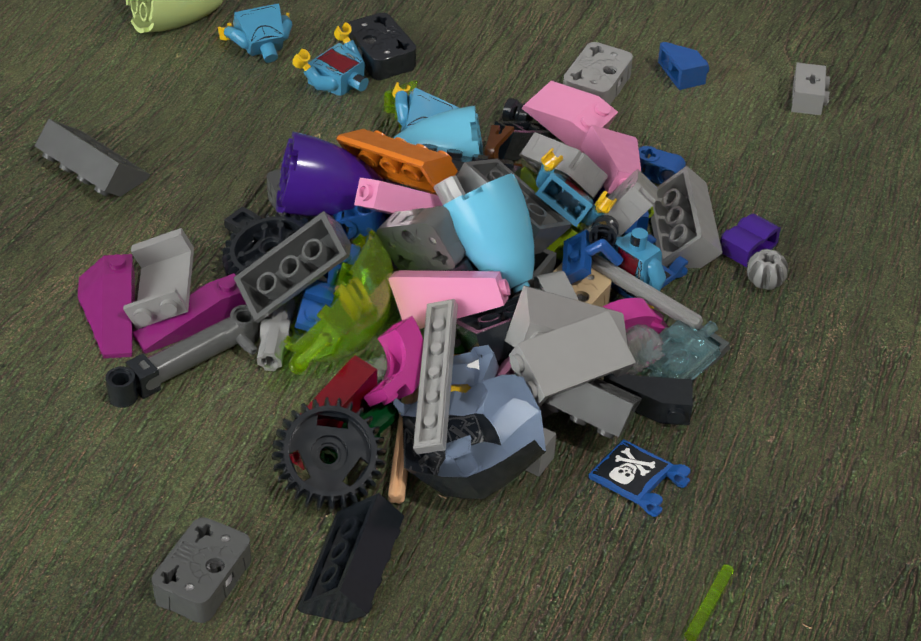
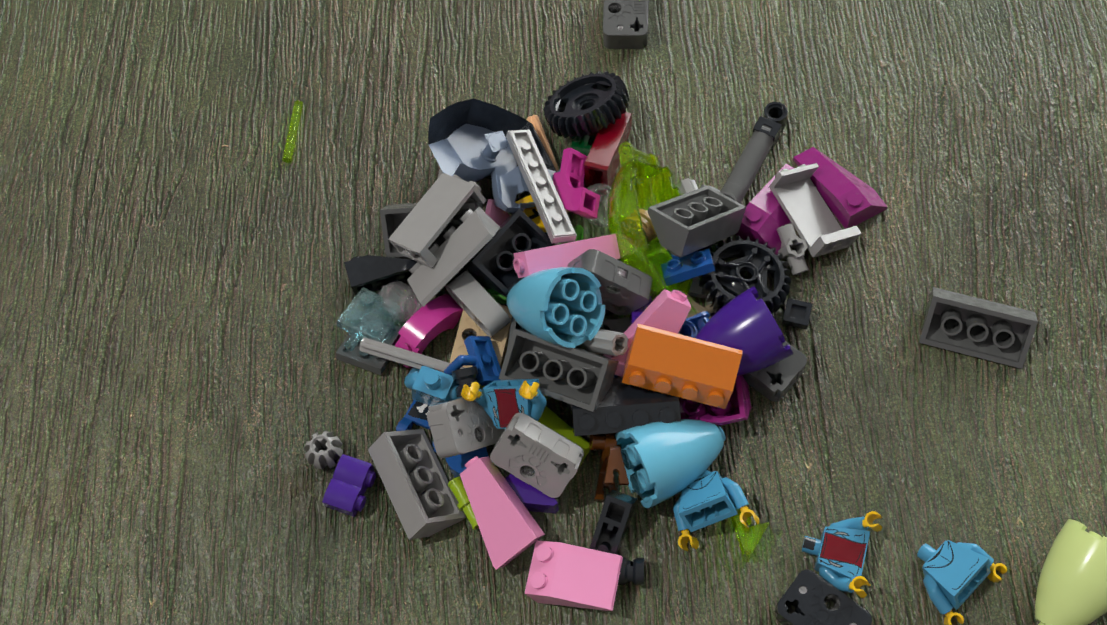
camera: 165 degrees right, 20 degrees up
(206, 264) = (795, 257): none -> light grey axle
(352, 560) = (534, 56): black slope -> none
(636, 473) = (367, 205): flag -> none
(660, 164) = (457, 551): blue piece -> none

